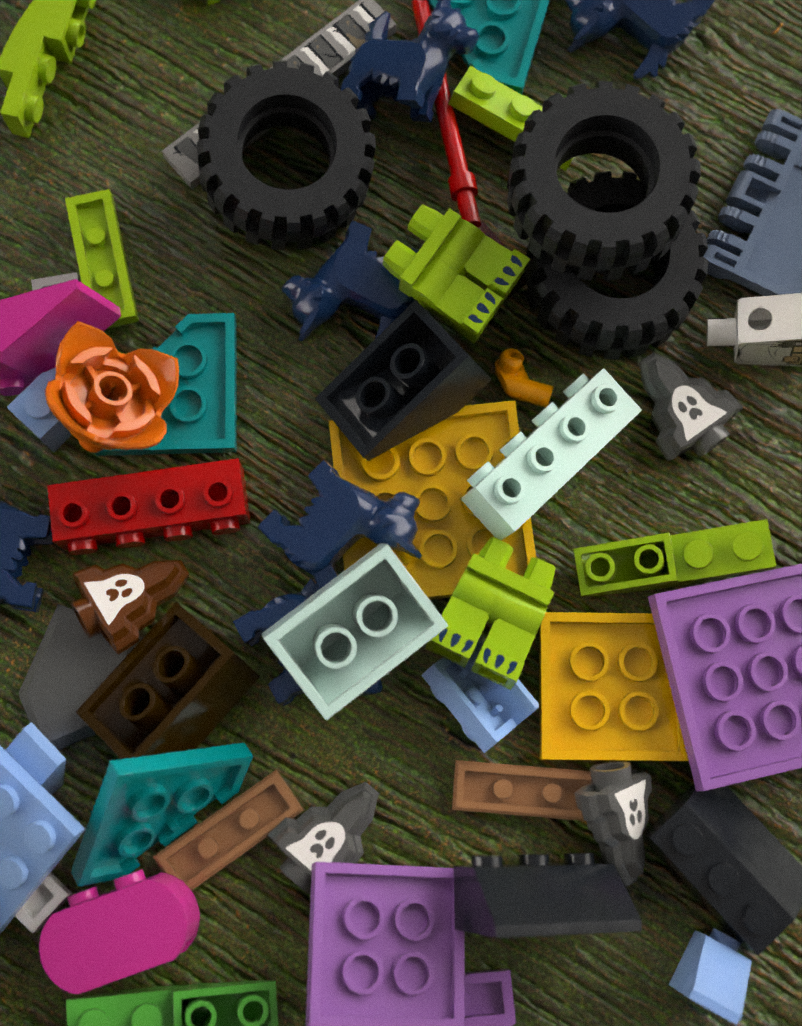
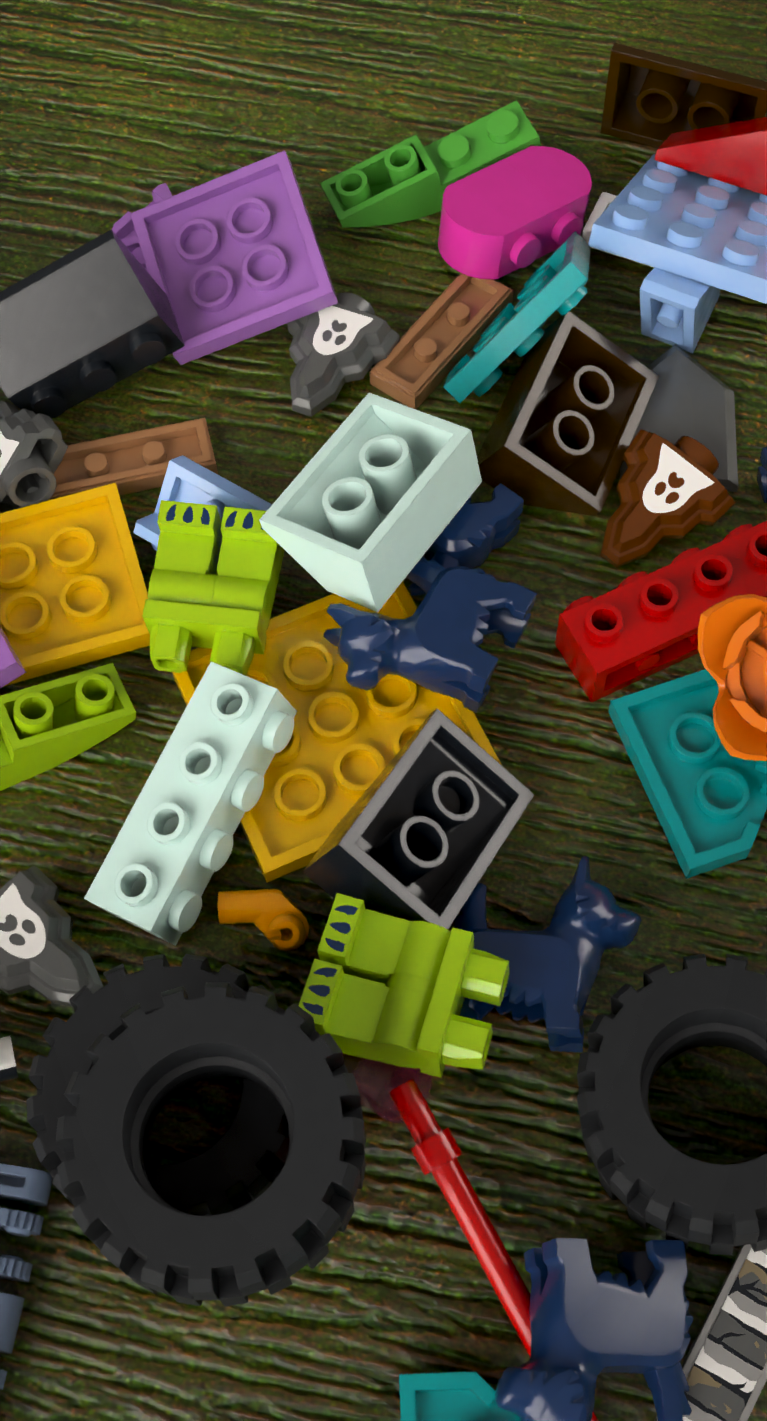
camera: 165 degrees right, 15 degrees down
(494, 104) = (394, 1318): lime plate -> none

